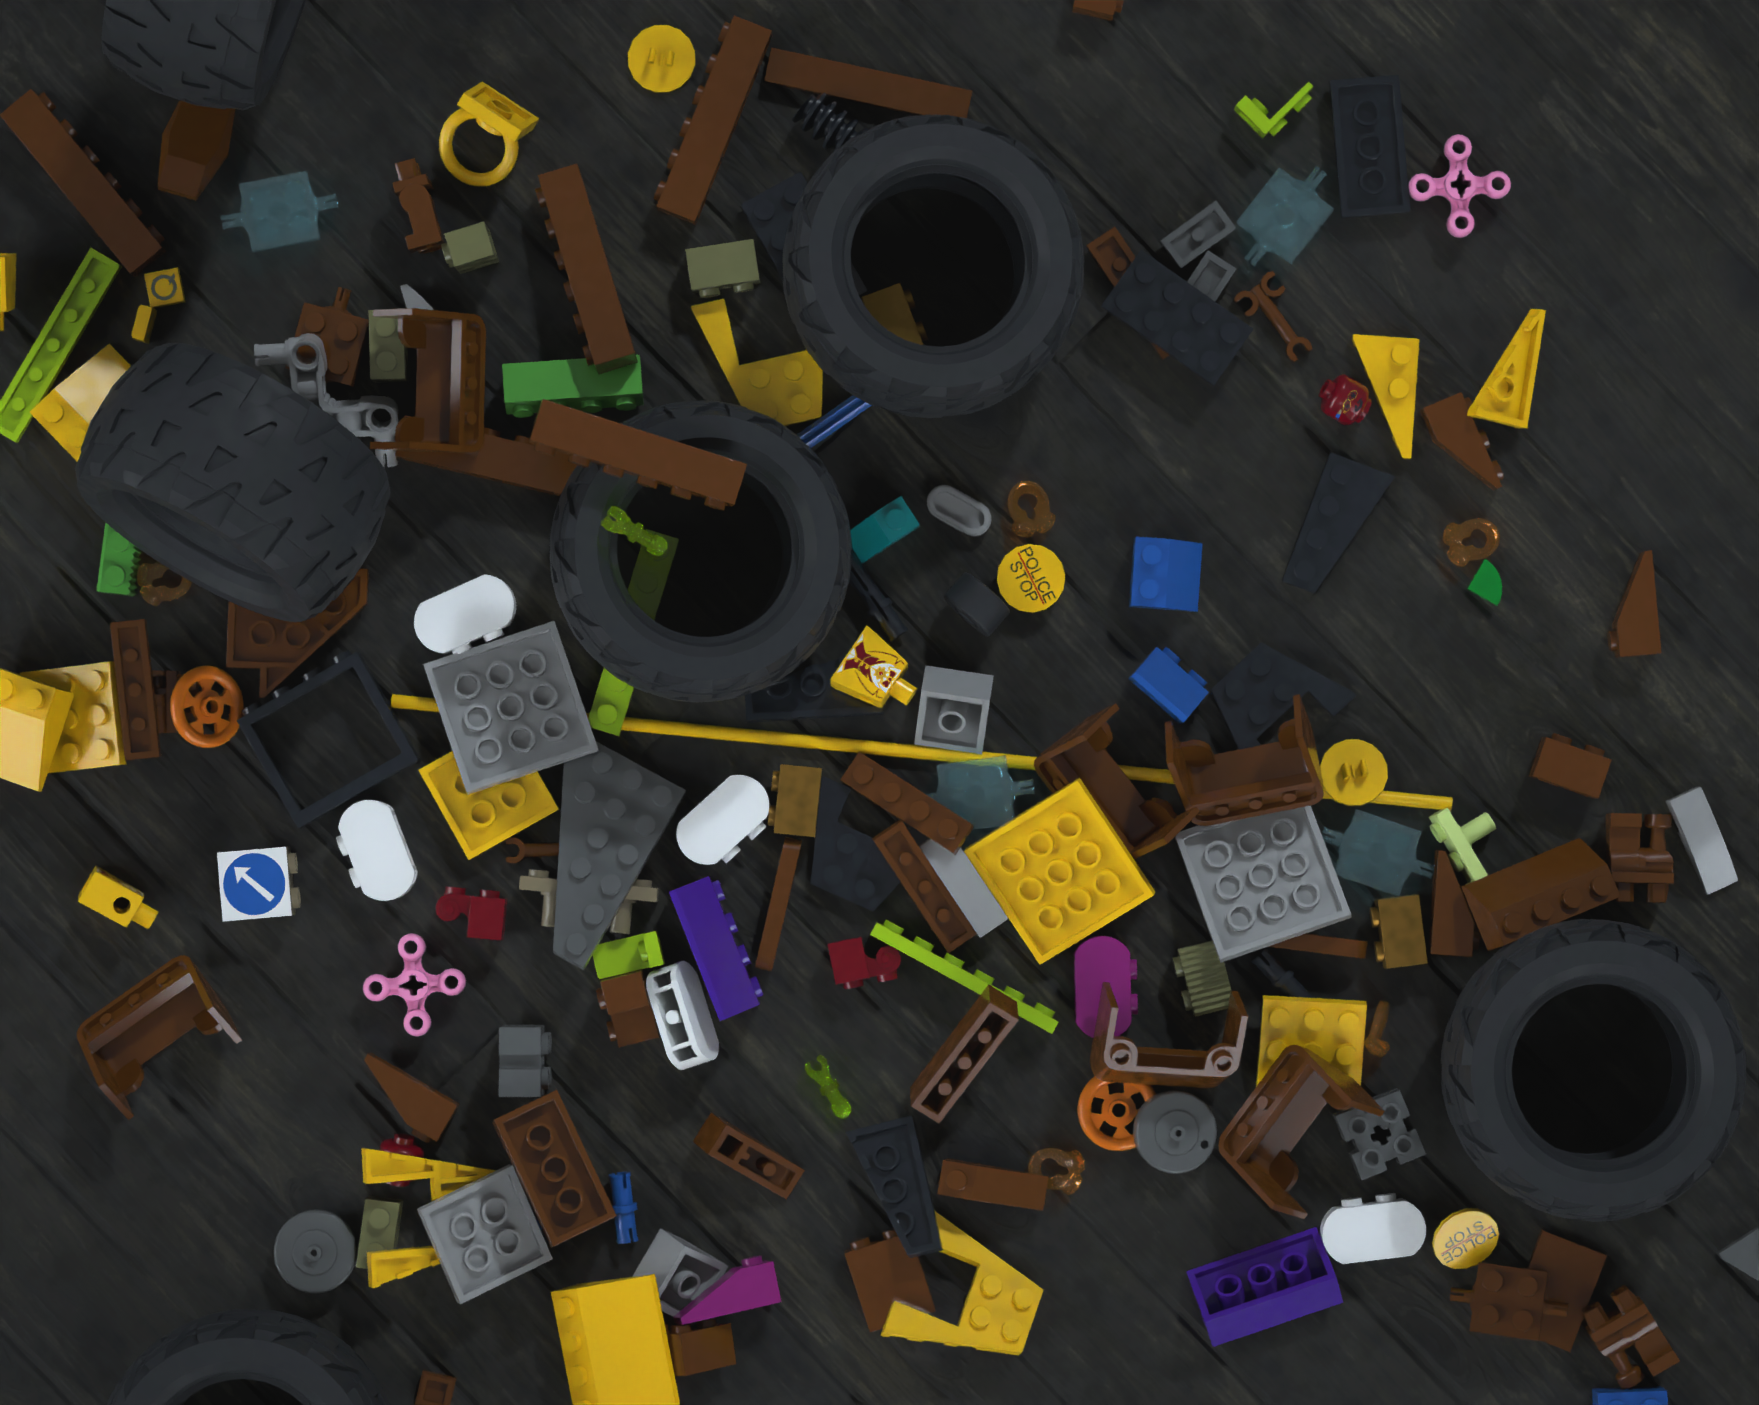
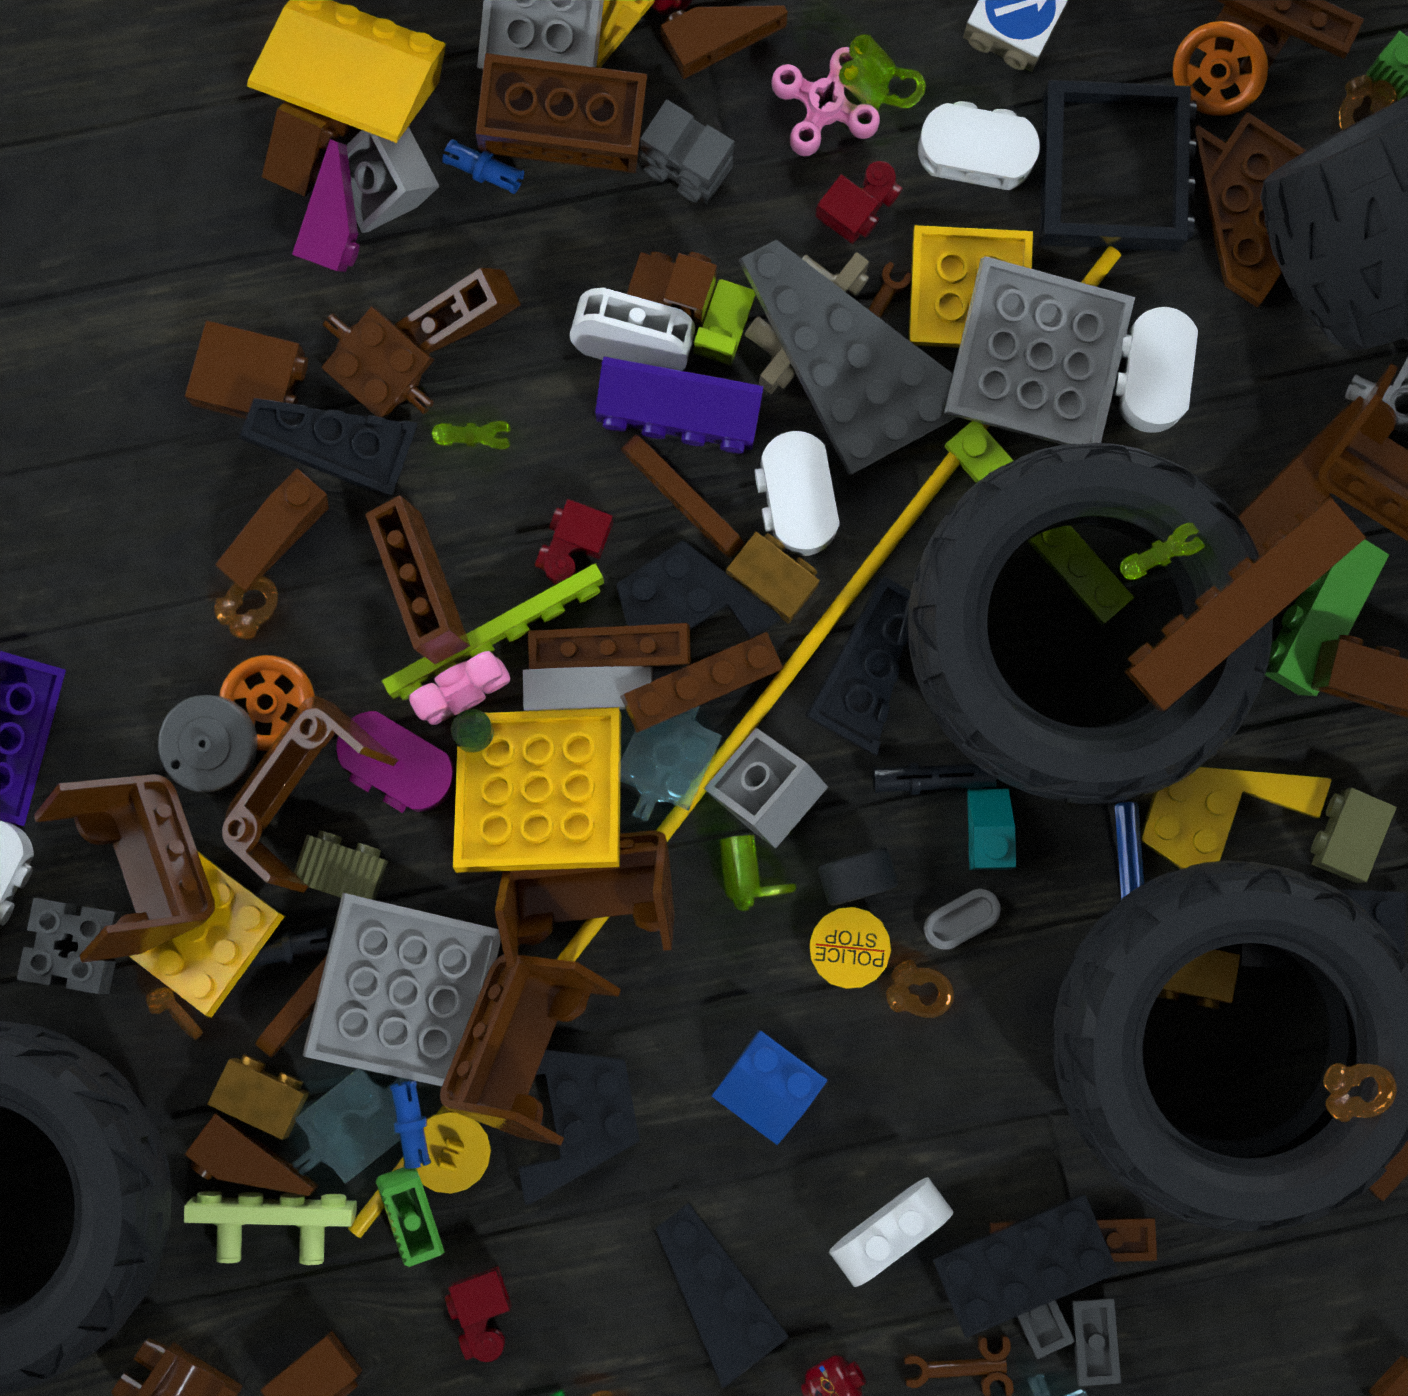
camera: 115 degrees right, 5 degrees down
(374, 962) = (871, 73): none -> clear neon green piece
(820, 1189) = (377, 363): none -> reddish brown plate
(873, 672) = (854, 729): yellow torso -> none
(923, 190) = (1341, 1078): none -> clear orange piece
(994, 1313) = (149, 458): yellow wing -> none
(1022, 973) = (459, 688): none -> bright pink gear
(1026, 688) = (742, 872): none -> clear neon green piece
(1046, 946) = (472, 730): none -> clear green tile
(1169, 684) = (655, 1020): blue slope -> none
(1213, 425) = (891, 1232): none -> white brick
(1351, 811) = (410, 1124): none -> blue pin
(1414, 771) = (409, 1216): none -> bright green brick
(1446, 687) = (474, 1302): none -> dark red brick
(1539, 892) = (202, 1266): reddish brown slope -> none

